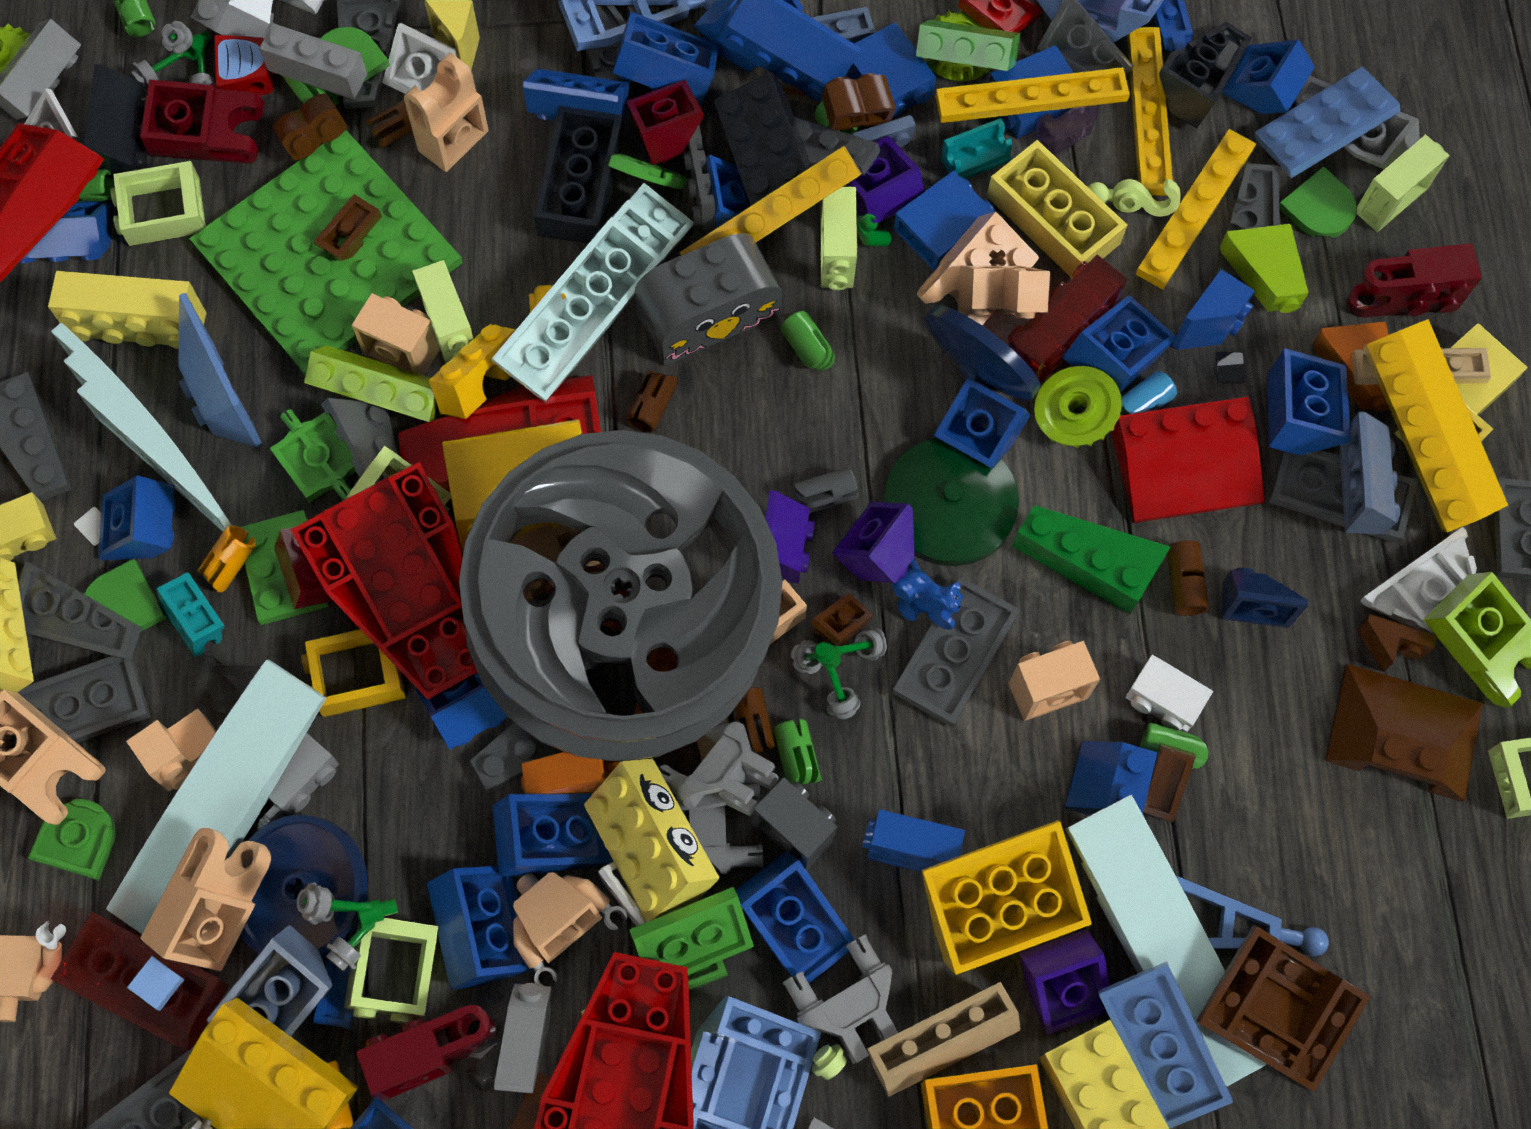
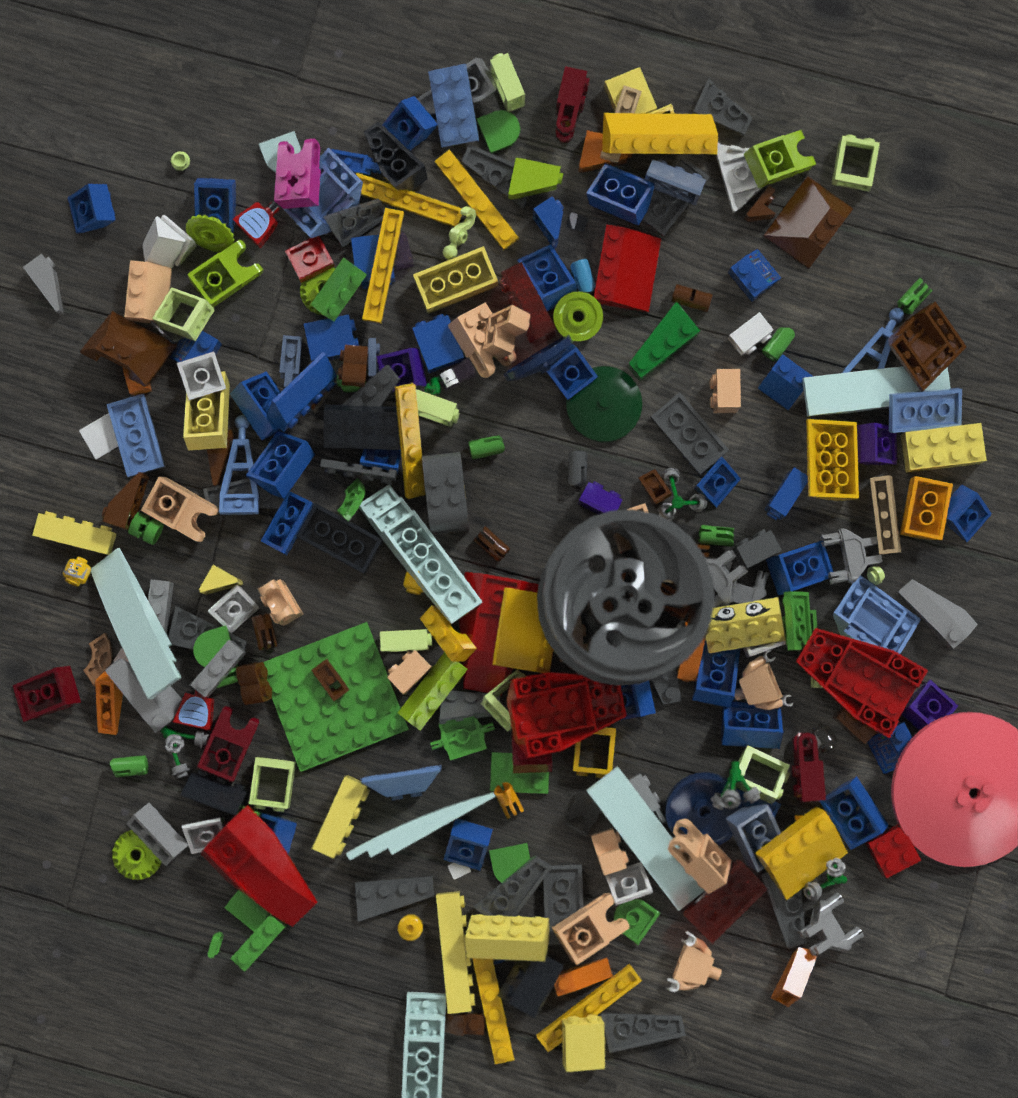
camera: 70 degrees left, 15 degrees up
(129, 803) = (629, 883): none -> white slope
(155, 983) = (733, 891): light blue tile -> none
(190, 613) = (533, 827): teal hinge -> none
(523, 1038) = (819, 719): light grey slope -> none
(665, 120) = (324, 477): dark red slope -> none
(879, 543) = (621, 452): dark purple slope -> none
(891, 722) = (718, 482): none -> blue slope
(906, 263) = (457, 374): none -> clear purple leg
(921, 595) = (653, 442): blue animal -> none
(977, 150) = (400, 309): teal hinge -> none
(1168, 781) = (796, 352): reddish brown tile -> none
(1259, 599) = (715, 267): dark blue slope -> none
(1274, 667) = (754, 274): none -> blue slope
(1355, 958) = (914, 296): none -> bright green arm

